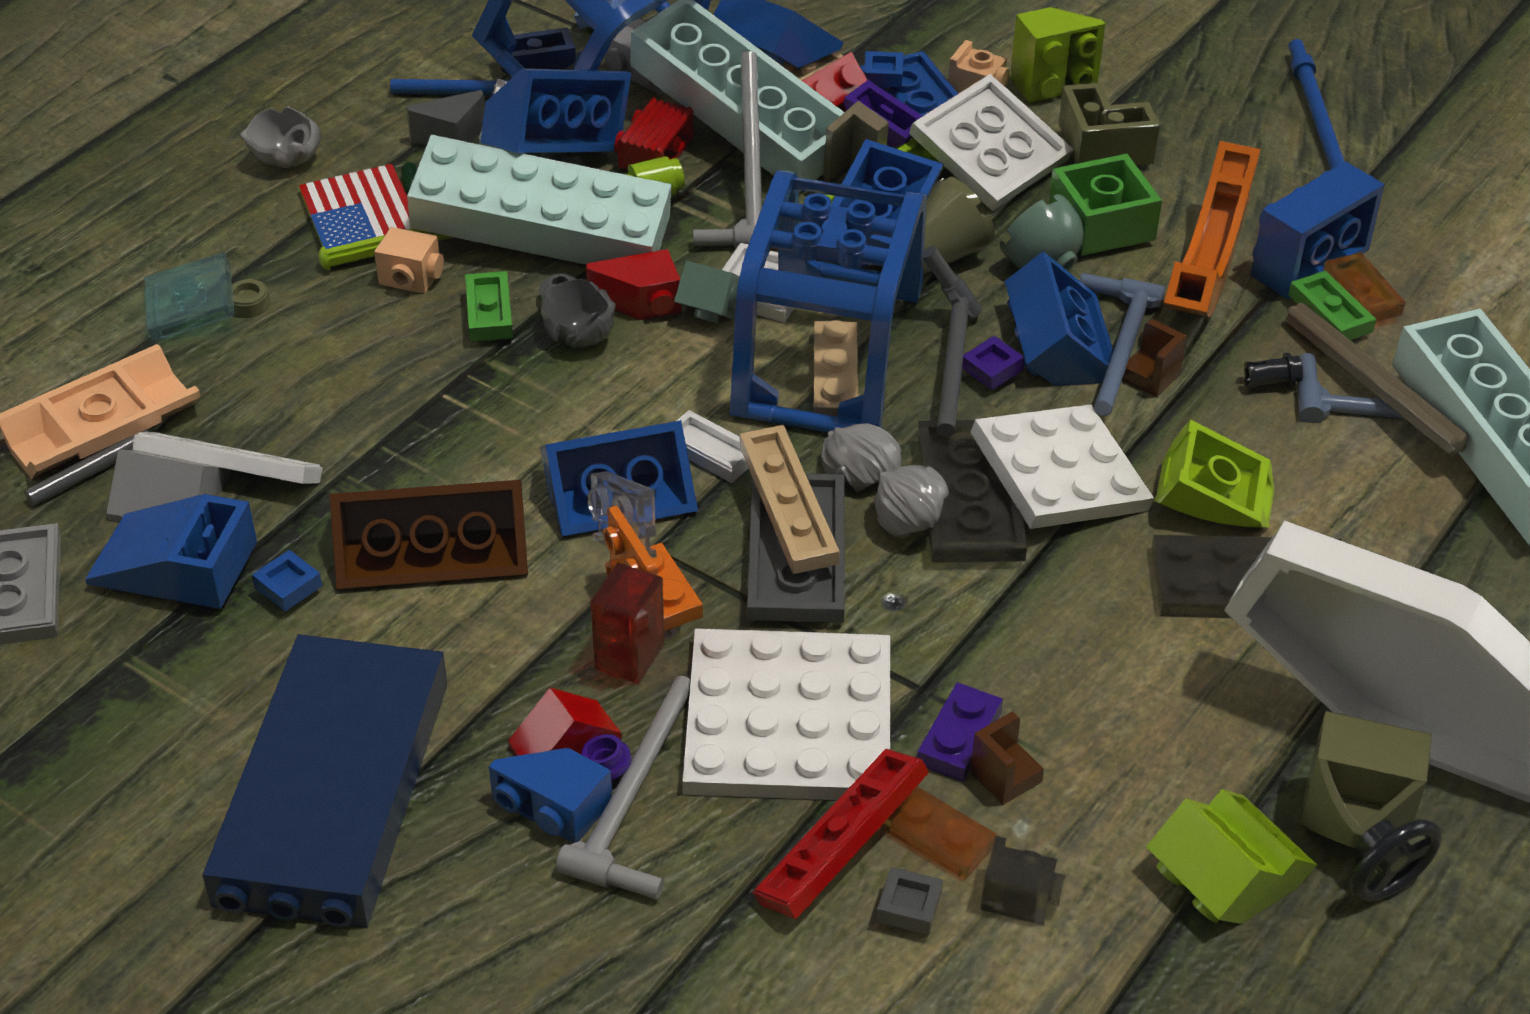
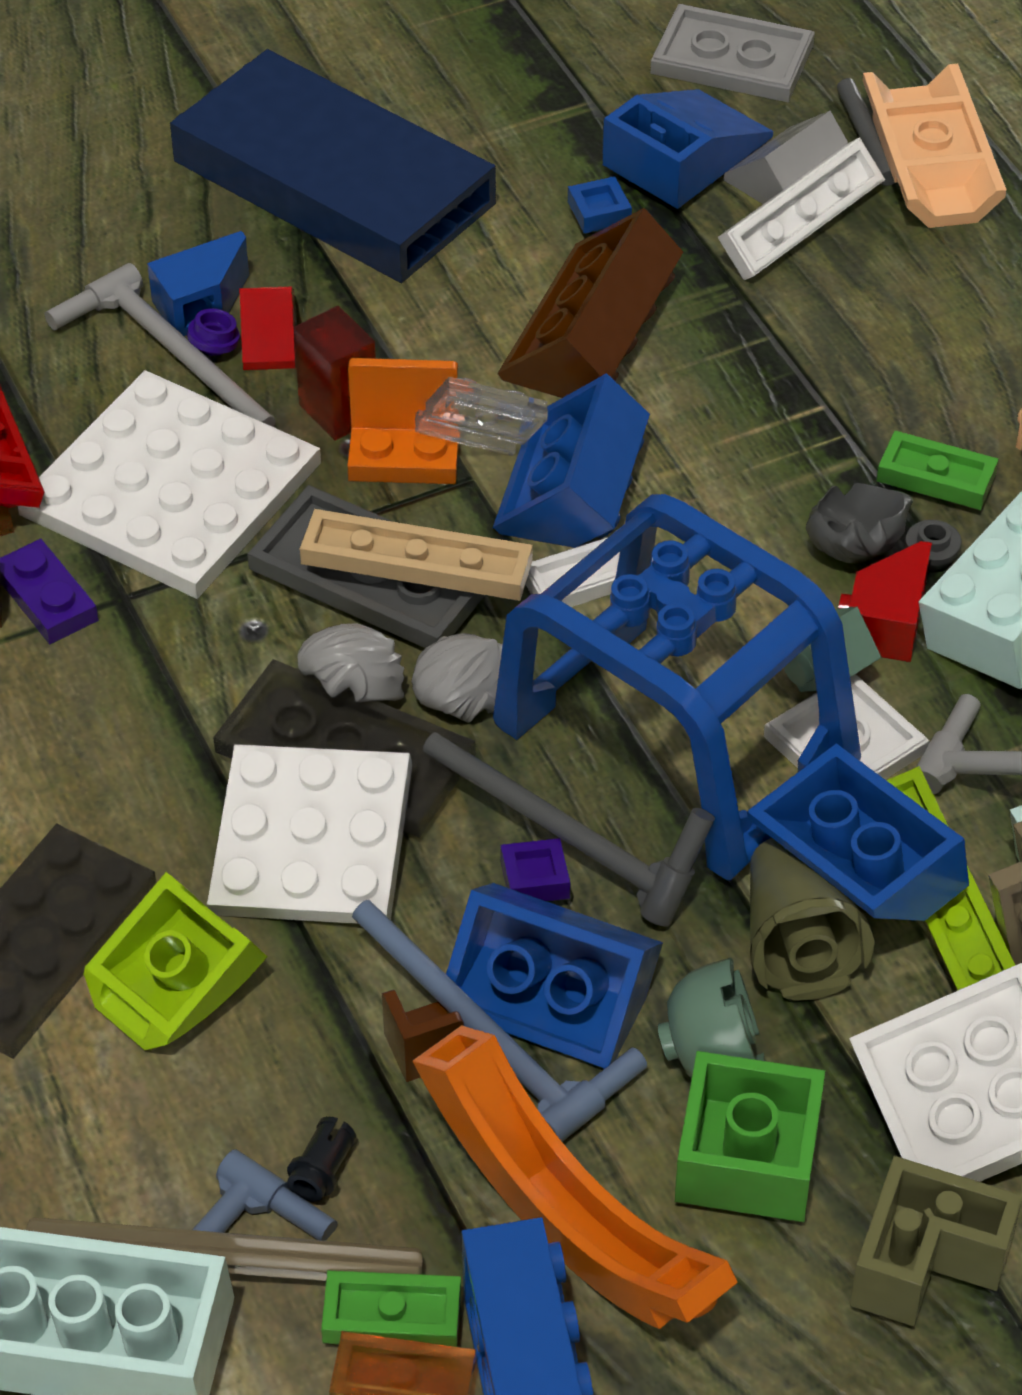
camera: 120 degrees right, 5 degrees up
(834, 365) = (624, 730): tan plate -> none

